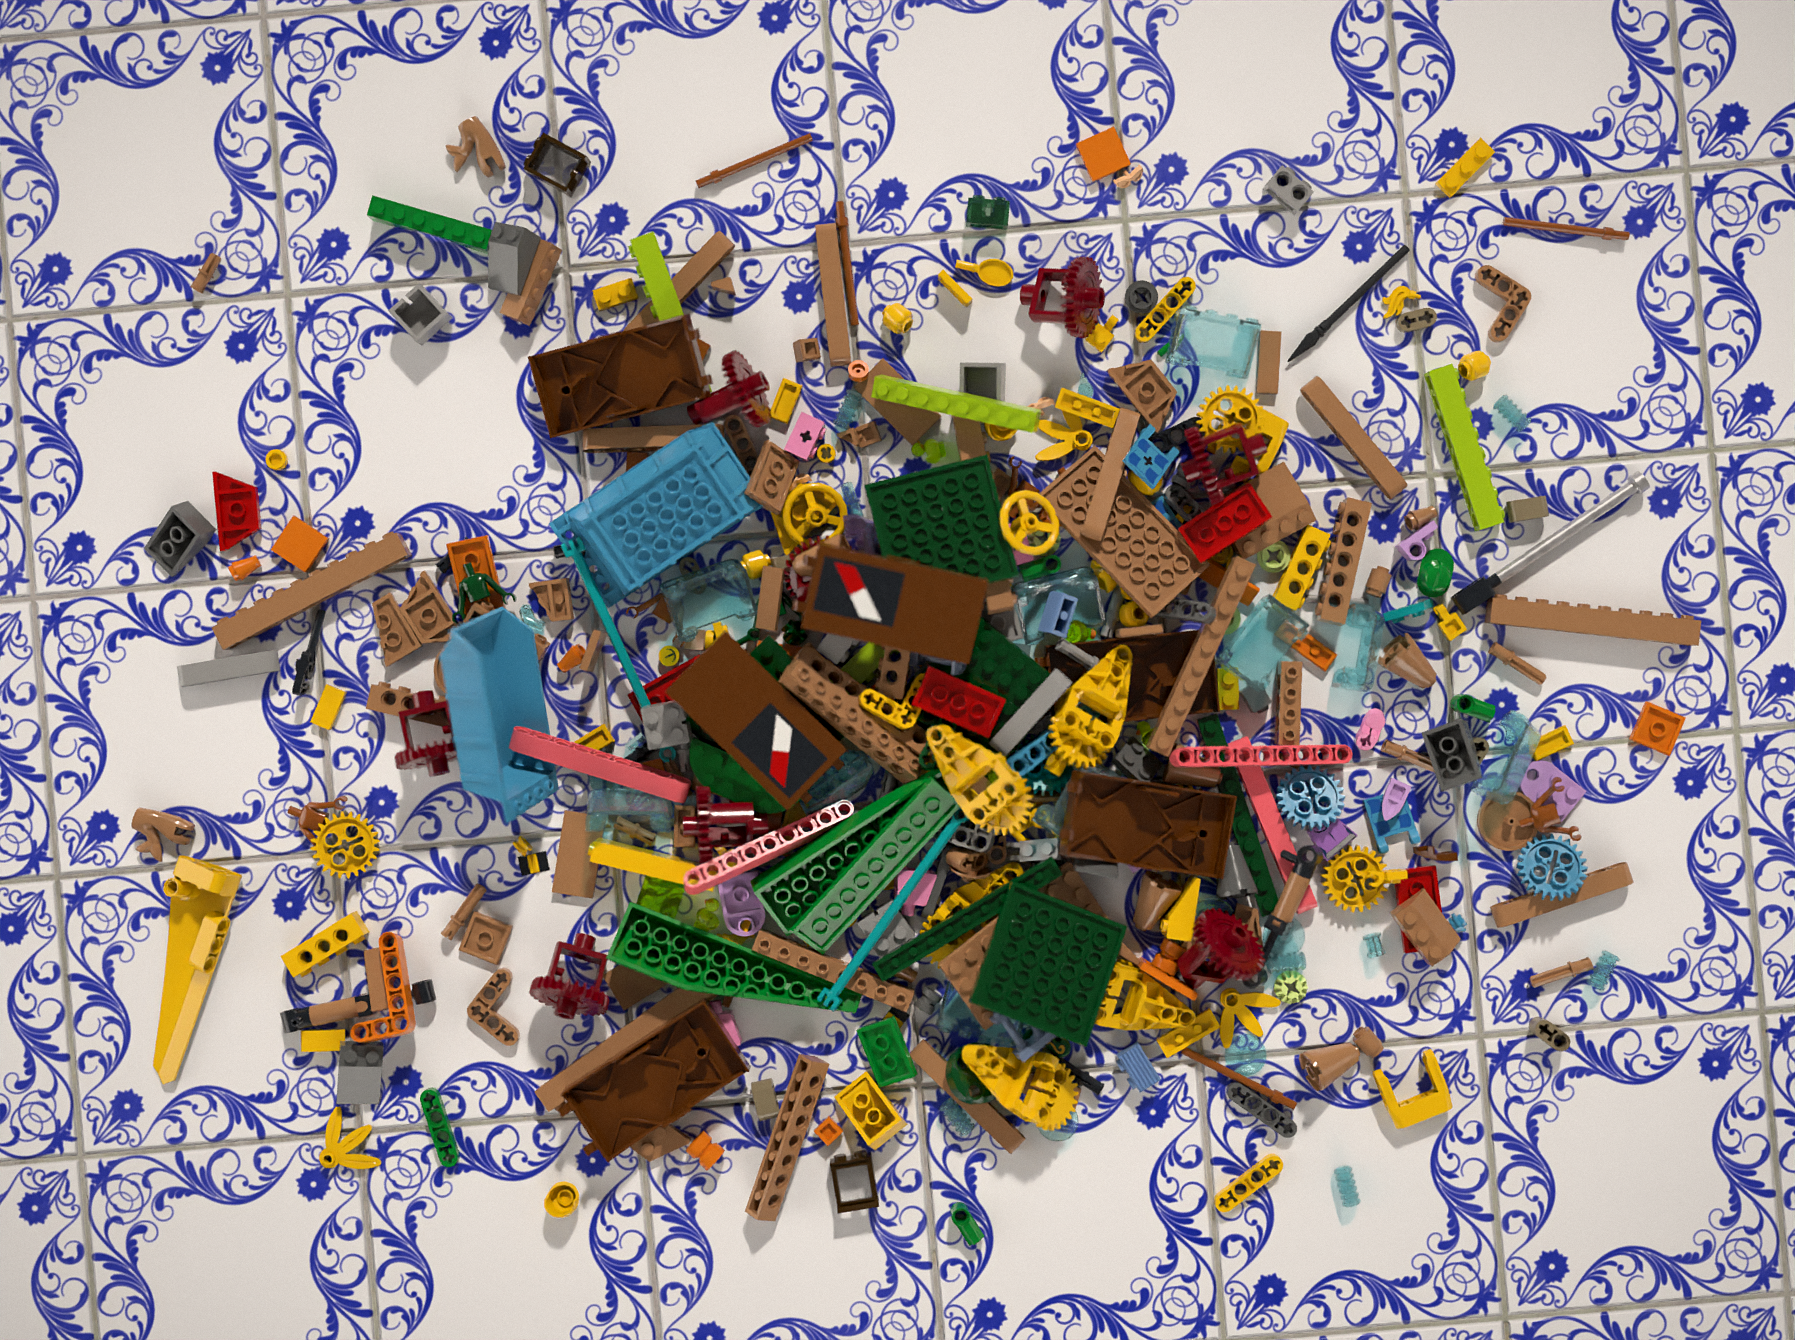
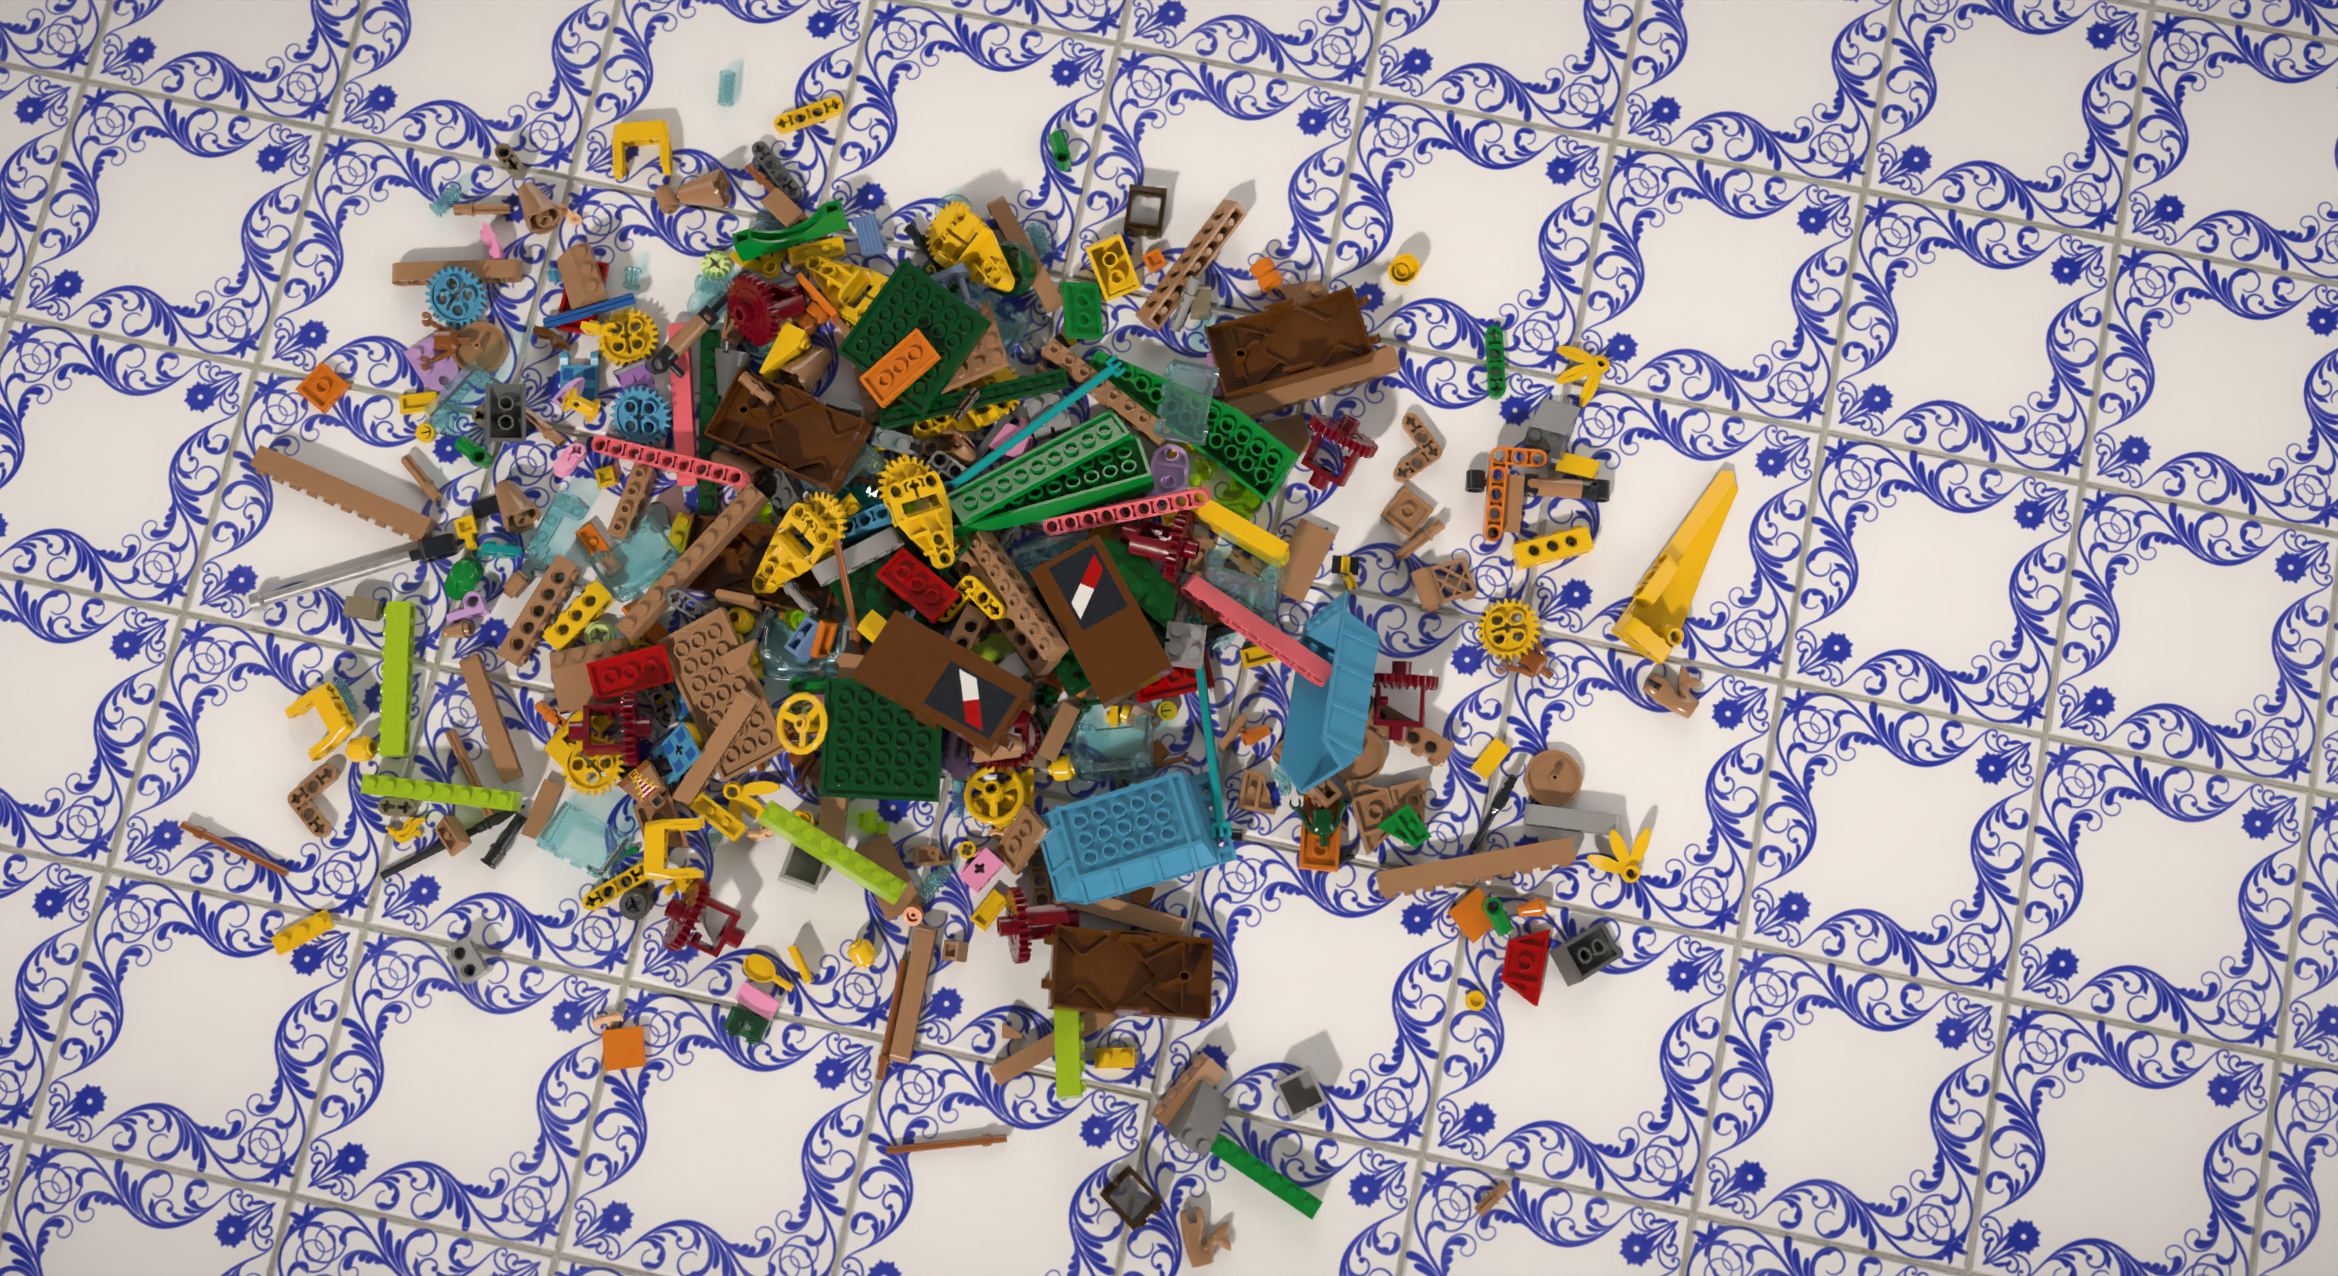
camera: 165 degrees left, 10 degrees down
(170, 649) = (1620, 851): none -> yellow plant
(260, 705) = (1553, 778): none -> medium nougat piece
(275, 547) = (1497, 917): none -> green piece
(390, 608) = (1406, 827): none -> green wing
(437, 861) = (1428, 584): none -> medium nougat piece
(741, 978) = (1185, 402): none -> clear light blue windscreen
(778, 1100) = (1188, 296): none -> light grey pin
(971, 909) = (965, 404): none -> dark brown axle
(986, 239) = (757, 1001): none -> bright pink slope
(988, 643) = (871, 625): none -> yellow brick
(1006, 633) = (855, 635): none -> dark orange bar
(1039, 621) = (824, 638): none -> orange tile
(1050, 924) = (900, 368): none -> orange plate
(1116, 571) = (739, 656): none -> medium nougat slope
(1136, 356) = (657, 849): none -> yellow connector
(1171, 415) = (644, 785): none -> torso
(1196, 860) = (756, 388): none -> medium nougat pin
(1240, 1069) = (782, 207): none -> medium nougat slope
(1254, 1021) = (756, 243): none -> green arch
(1293, 458) = (550, 714): none -> orange pin
(1297, 310) = (499, 848): none -> black pin
(1326, 723) = (606, 477): none -> yellow tile
(1349, 308) = (452, 835): none -> medium nougat slope
(1355, 376) = (466, 765): none -> medium nougat axle
(1375, 345) = (441, 792): none -> lime brick
(1383, 790) = (581, 405): none -> yellow hose
(1405, 894) = (589, 310): none -> blue axle
(1440, 653) = (485, 507): none -> black piece
(1470, 996) = (574, 218): none -> light nougat piece
(1500, 989) = (538, 210): none -> medium nougat cone
(1516, 391) = (333, 713): none -> yellow connector
(1532, 712) = (425, 433): none -> yellow tile
(1538, 941) = (490, 238): none -> bright pink slope

